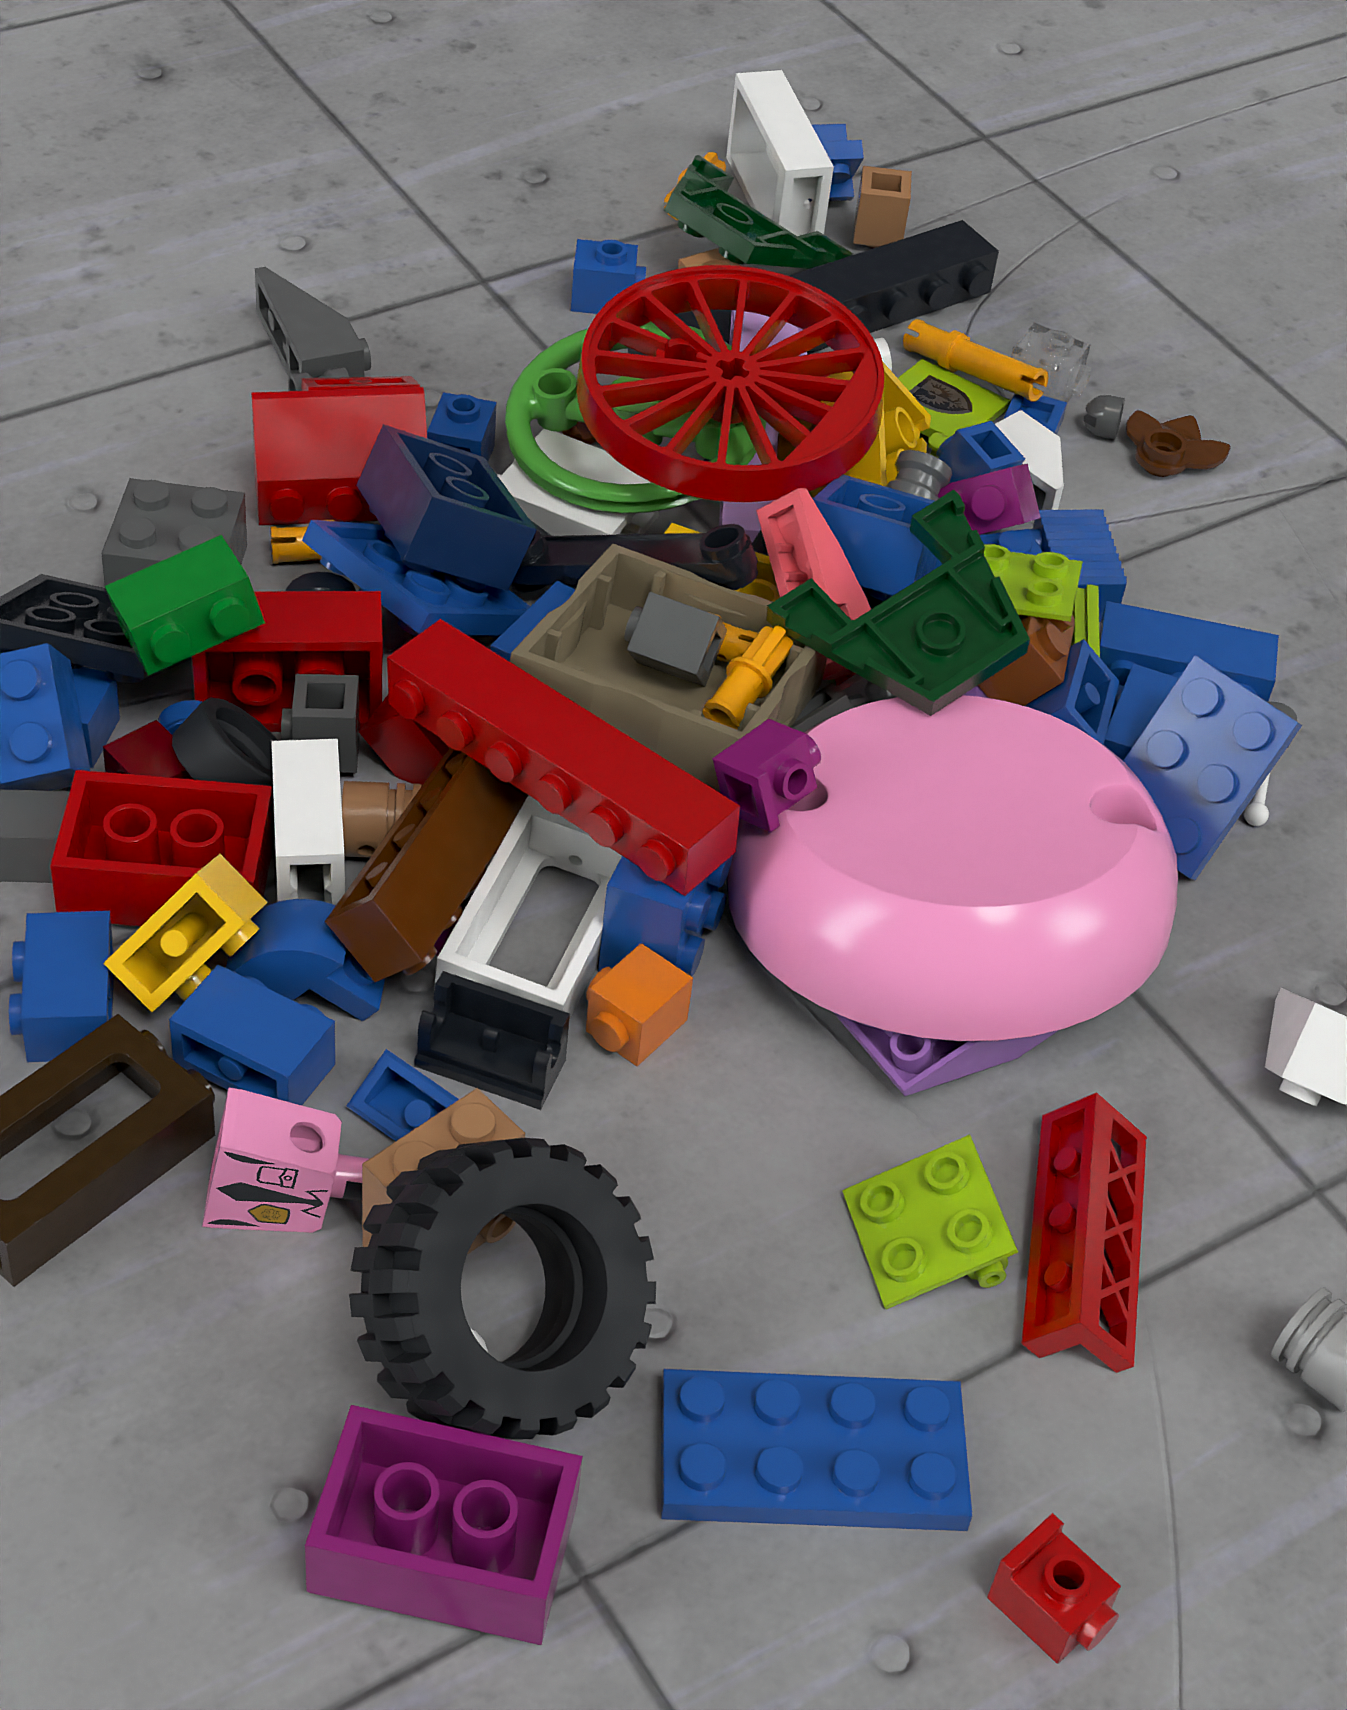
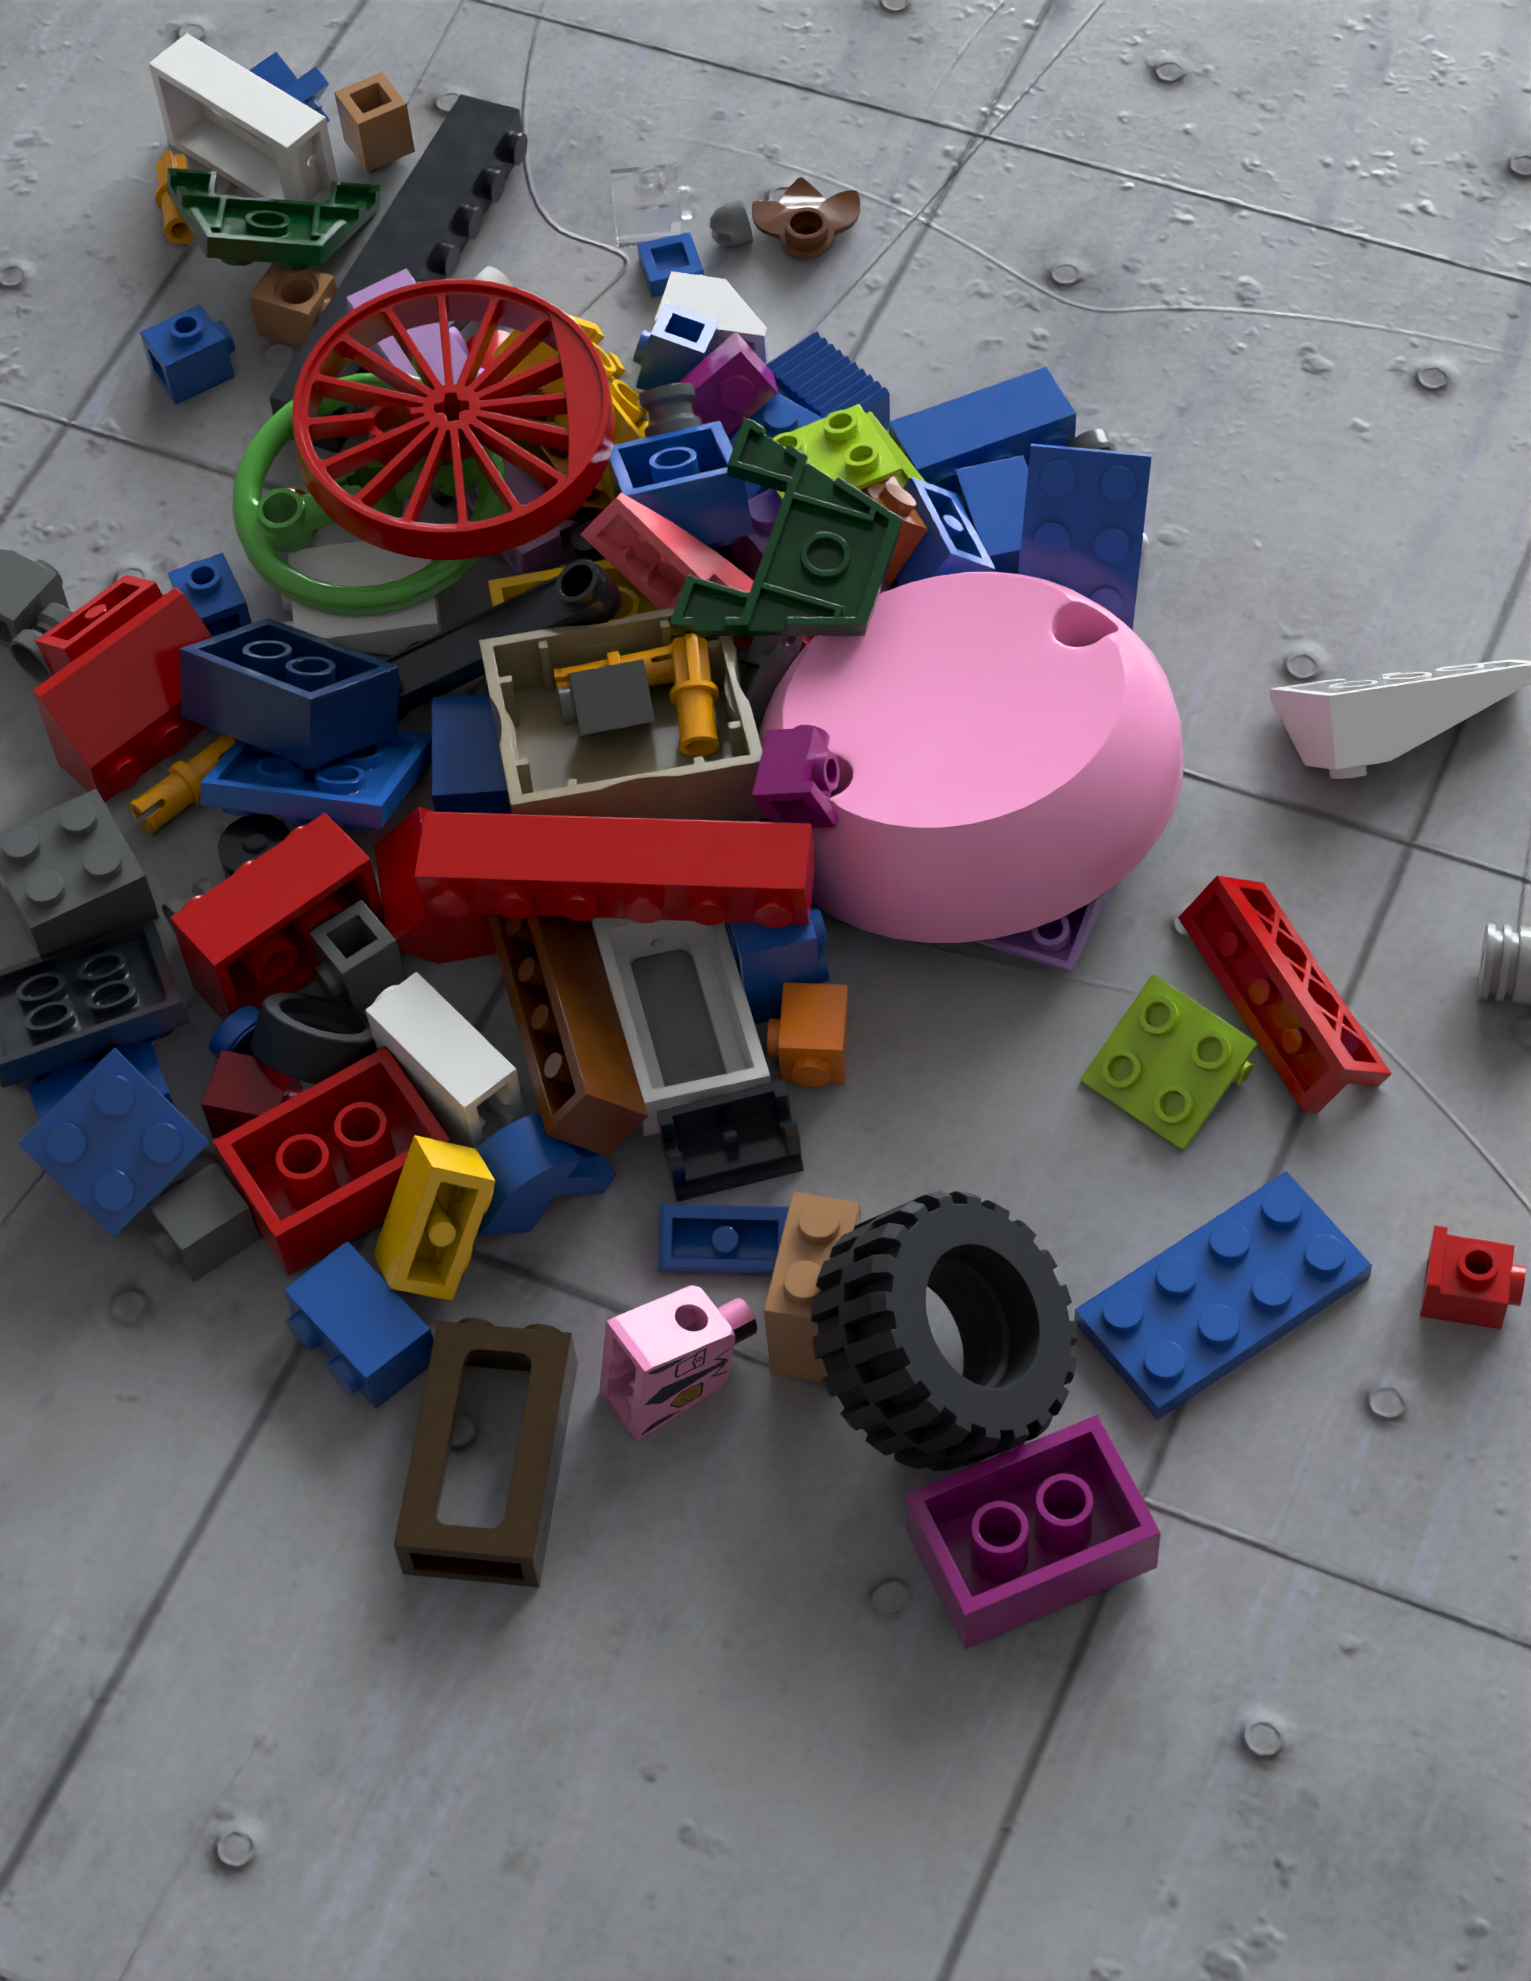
camera: 25 degrees left, 10 degrees up
(185, 604) = (192, 937): green brick -> none
(252, 1038) = (554, 1268): blue brick -> none
(370, 813) = (483, 1002): medium nougat piece -> none
(950, 401) = (593, 291): lime flag -> none
(957, 352) = (580, 237): light orange pin -> none

